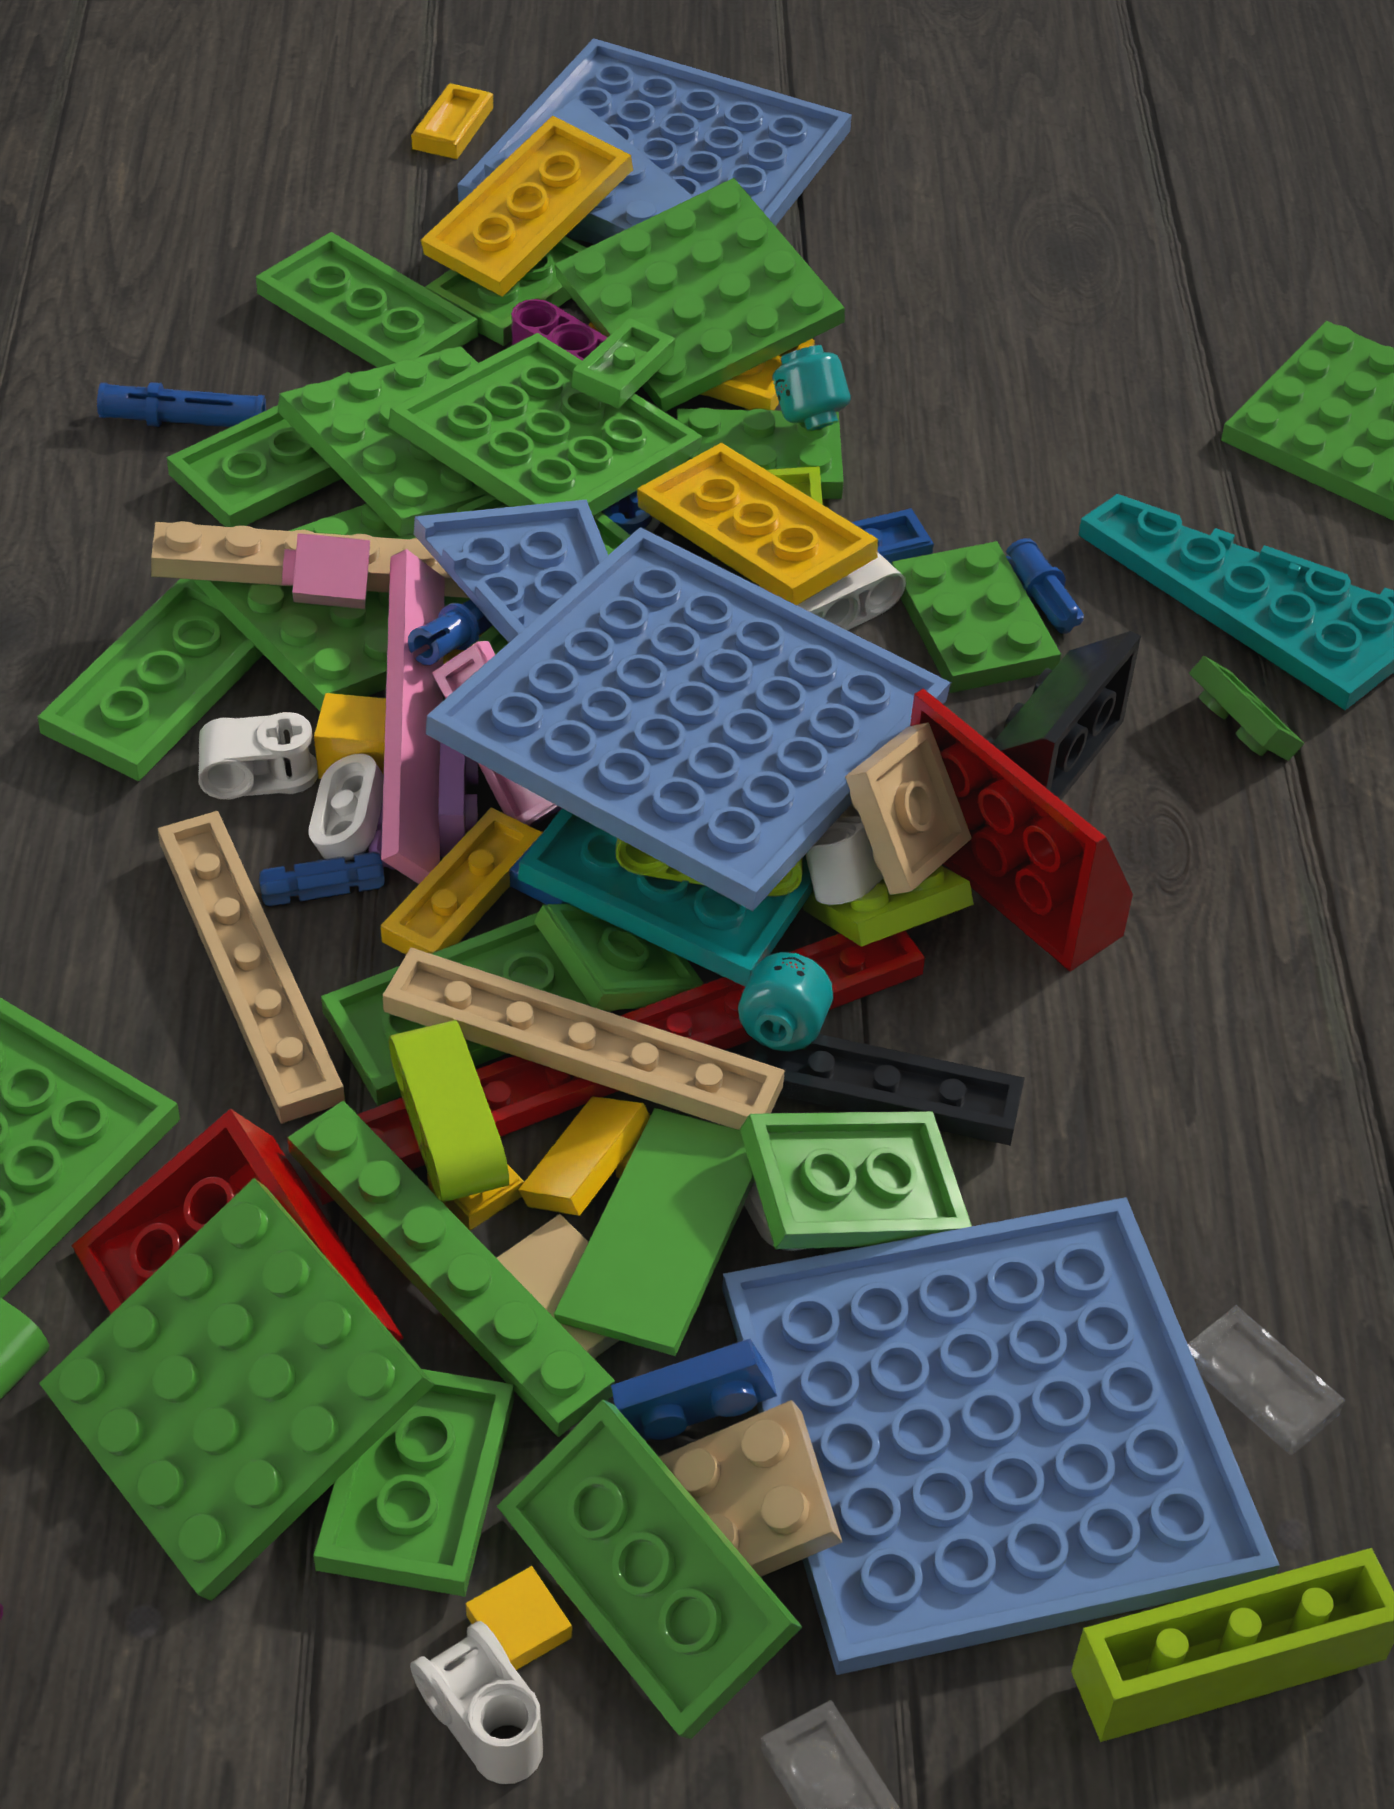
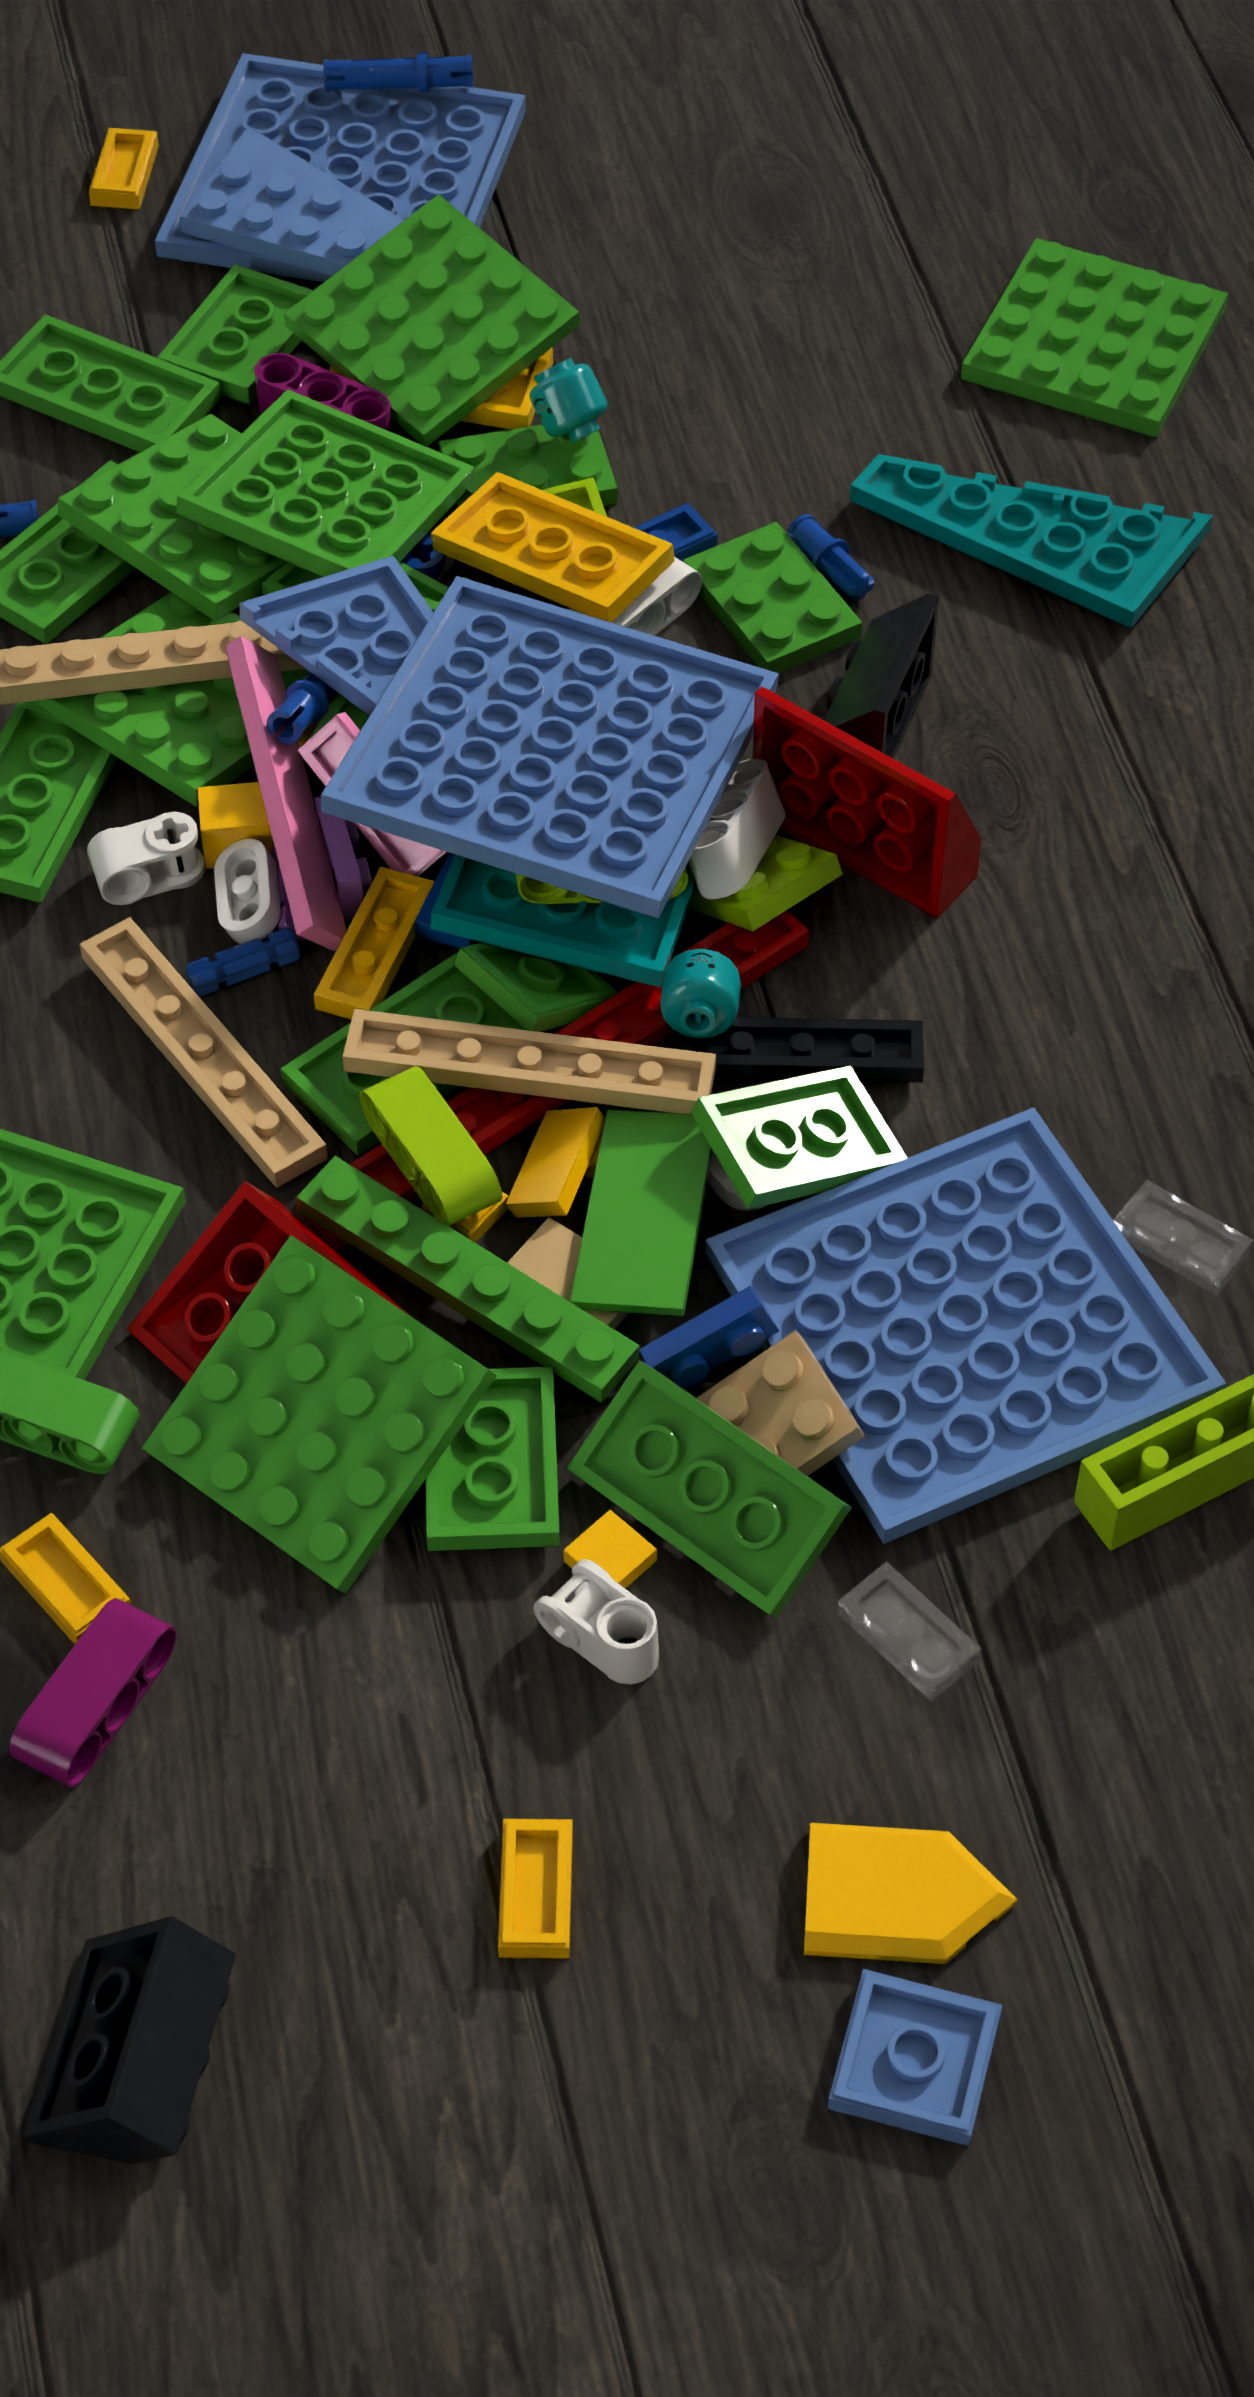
camera: 10 degrees left, 5 degrees up
(328, 570) = (170, 669): bright pink brick -> none
(527, 205) = (239, 256): yellow plate -> none
(623, 363) = (383, 407): bright green plate -> none
(734, 75) = (398, 73): none -> blue pin
(908, 808) = (770, 798): tan plate -> none
(1229, 696) = (1023, 635): bright green plate -> none

